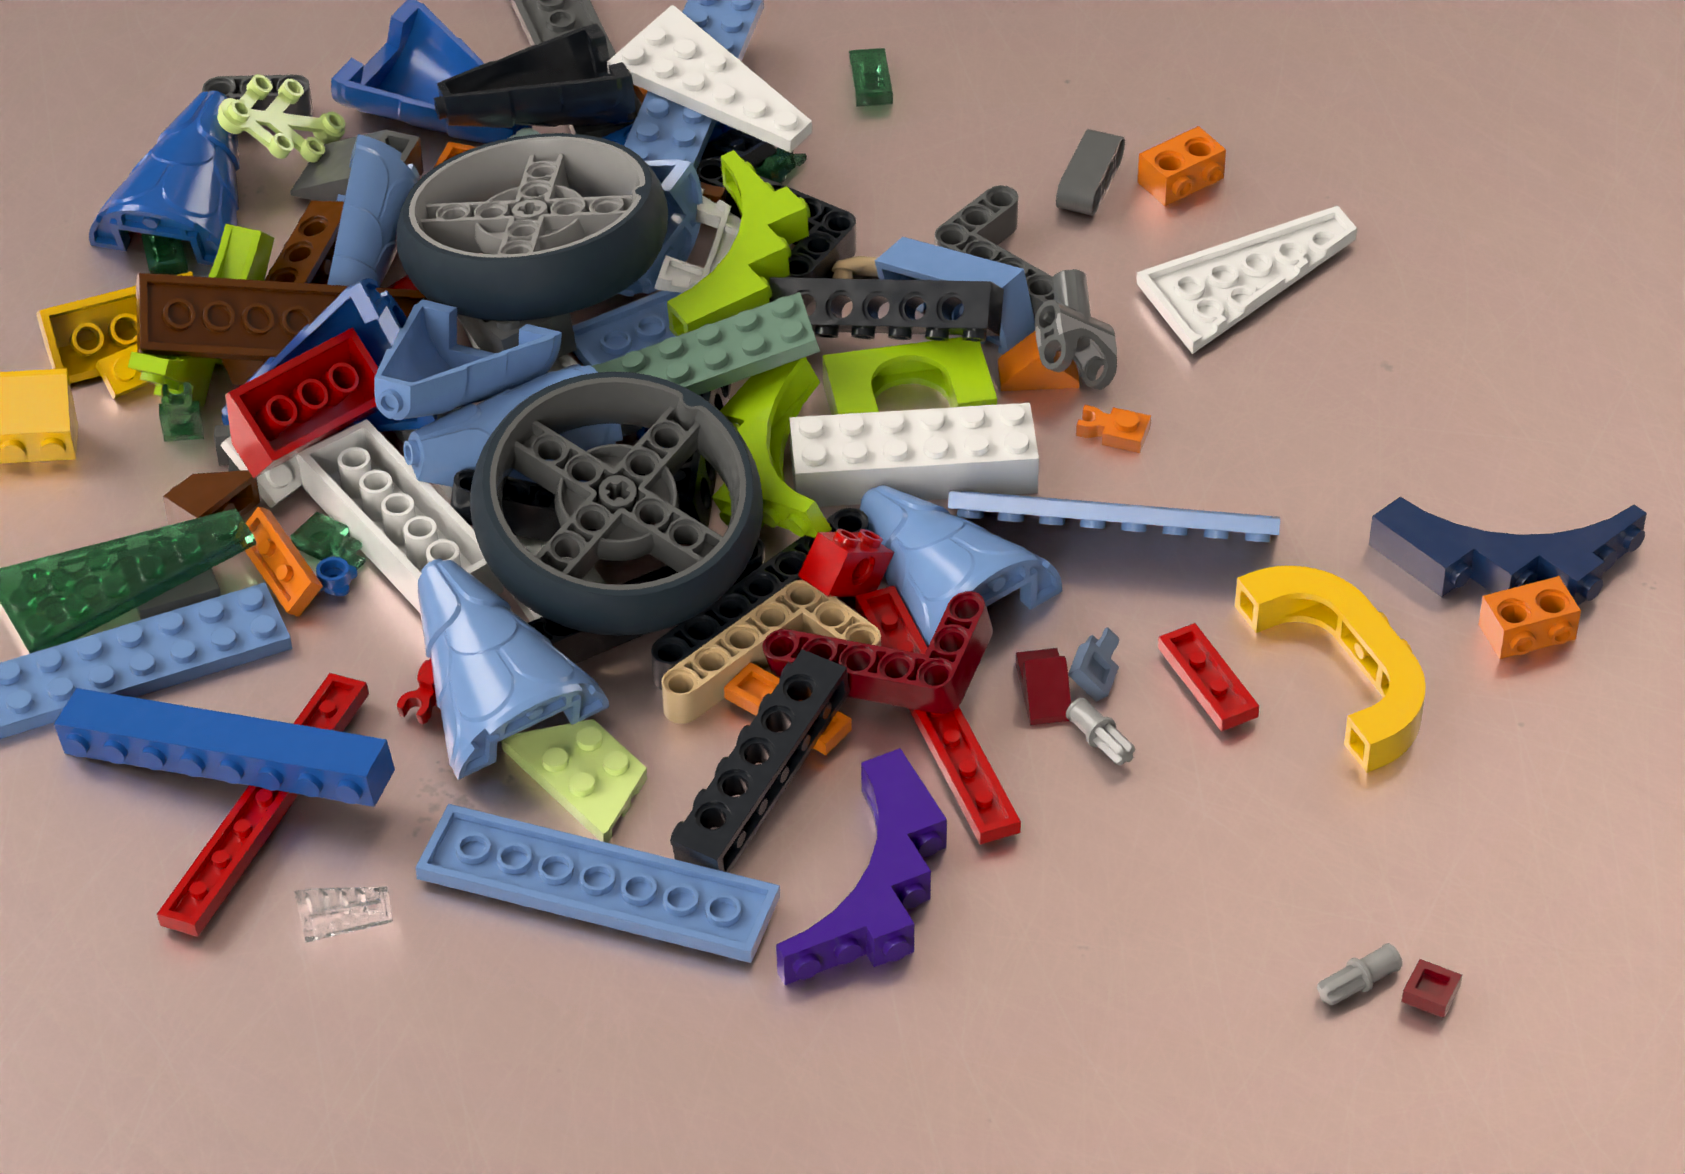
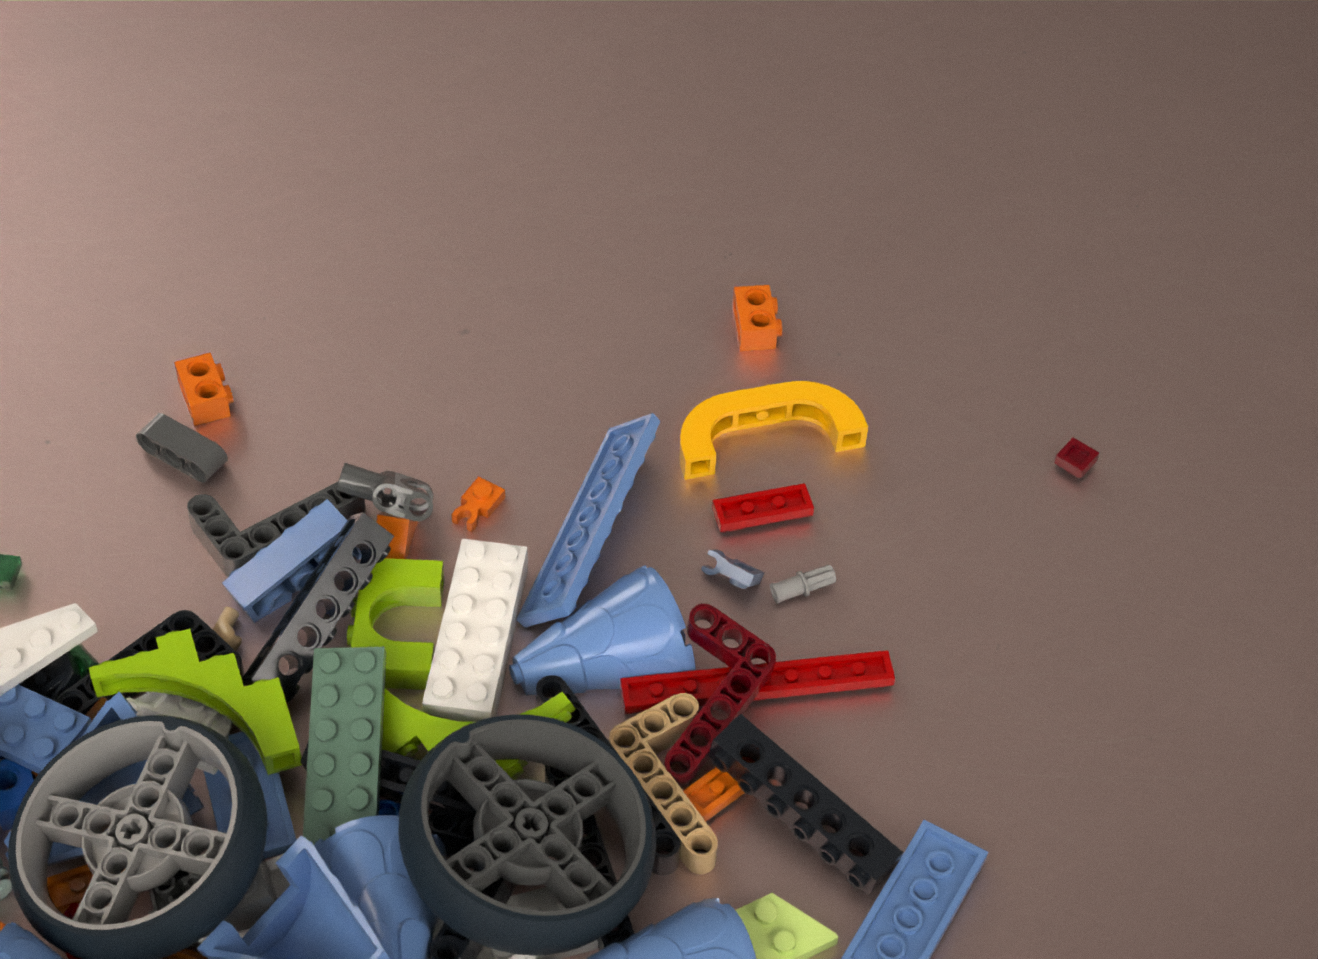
camera: 80 degrees left, 5 degrees up
(846, 562) = (604, 698): red brick -> none
(897, 878) = (878, 726): dark purple arch -> none
(1044, 685) = (750, 609): dark red slope -> none
(1227, 282) = (343, 391): white wing -> none
(1360, 974) = (1057, 493): light grey axle -> none
(1450, 554) = (685, 340): dark blue arch -> none

